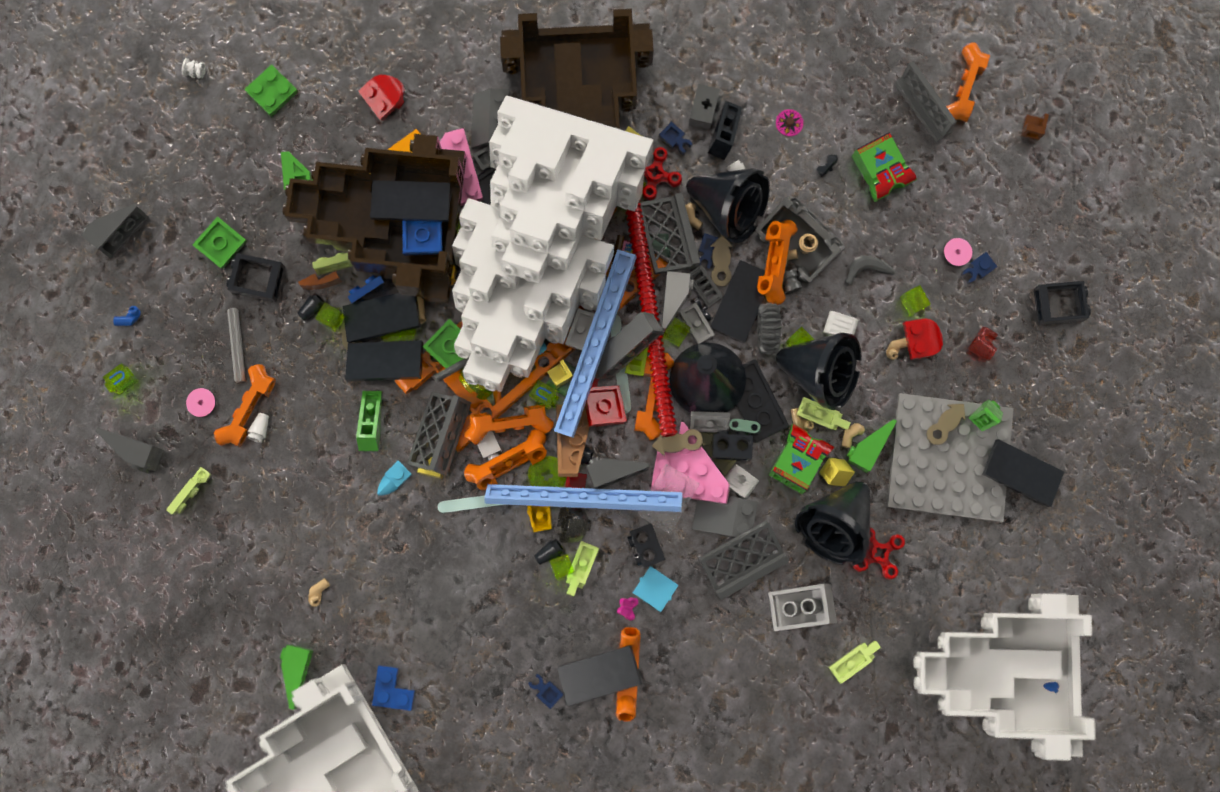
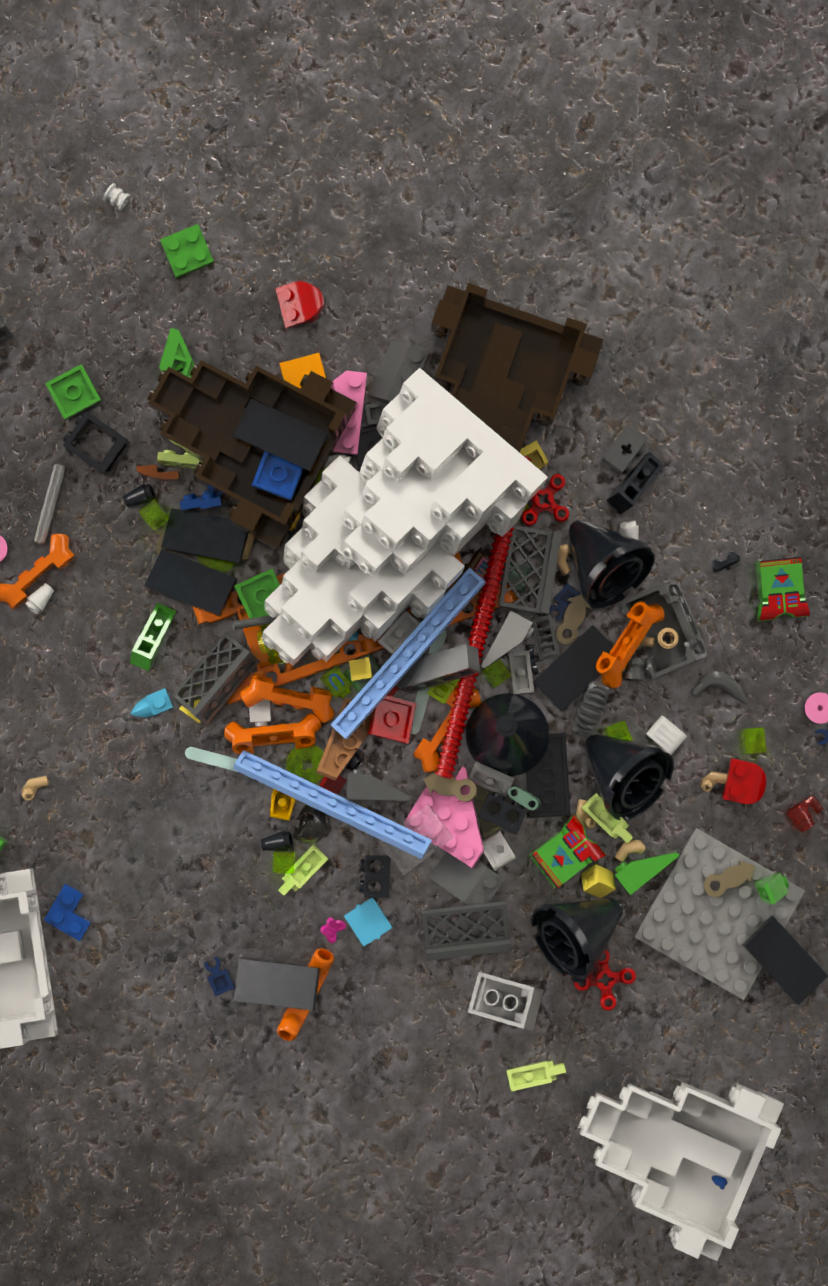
camera: 25 degrees right, 5 degrees up
(674, 136) = (578, 468): dark blue plate -> none
(789, 122) = (706, 501): piece -> none

